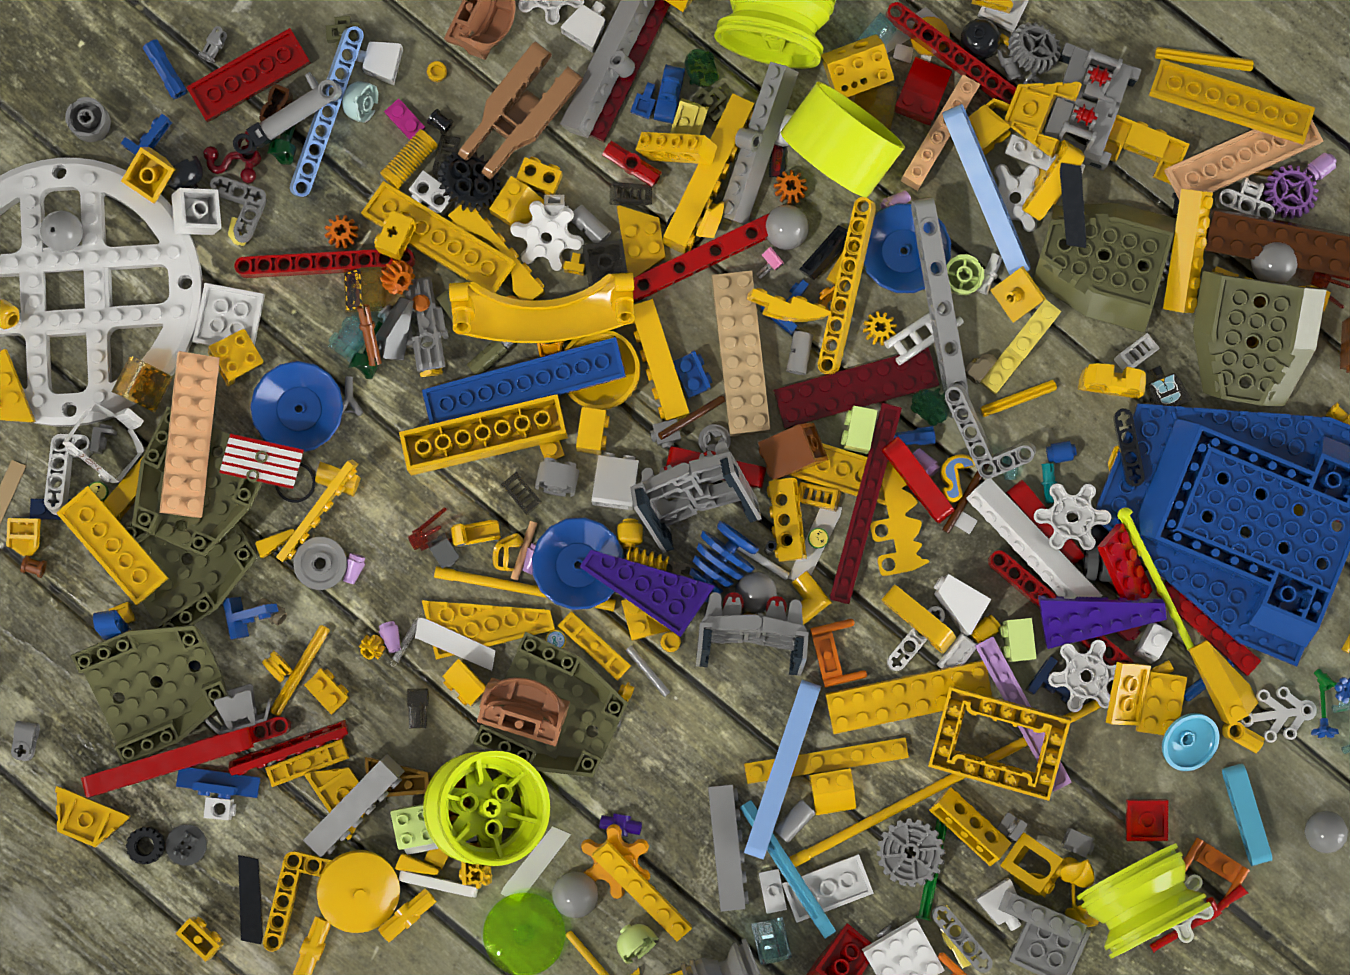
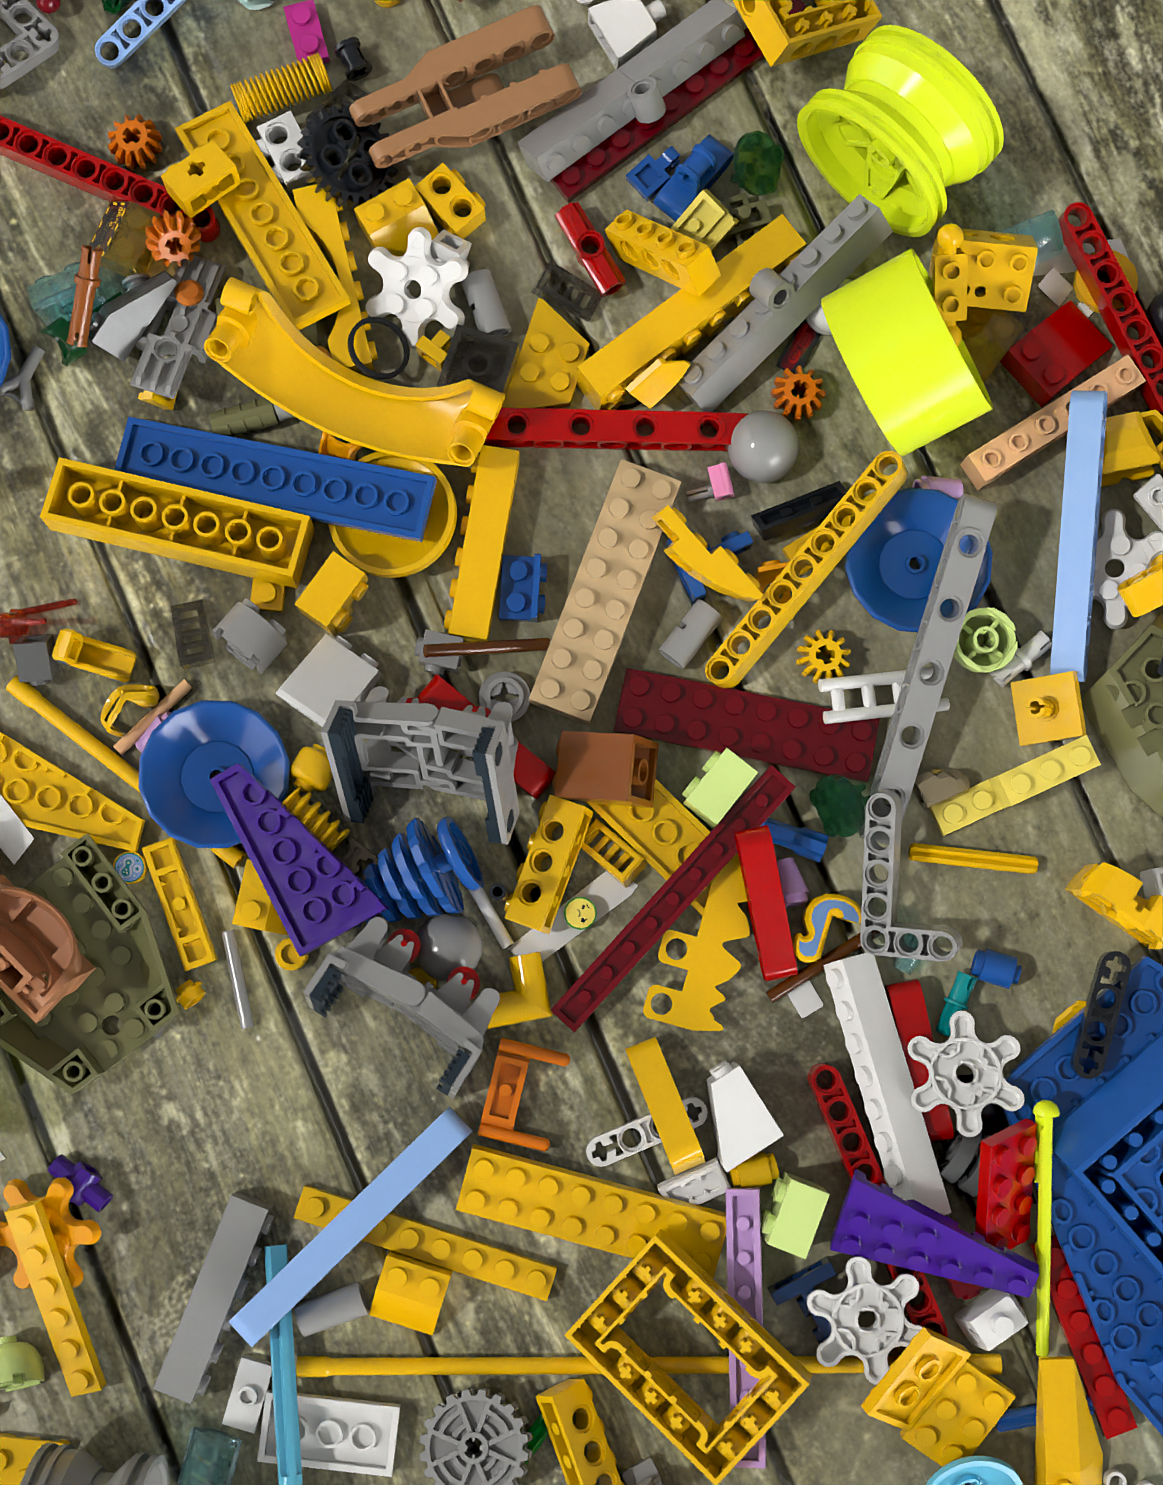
camera: 25 degrees right, 0 degrees up
(551, 267) = (363, 368): none -> black piece
(845, 88) = (950, 279): none -> yellow plate

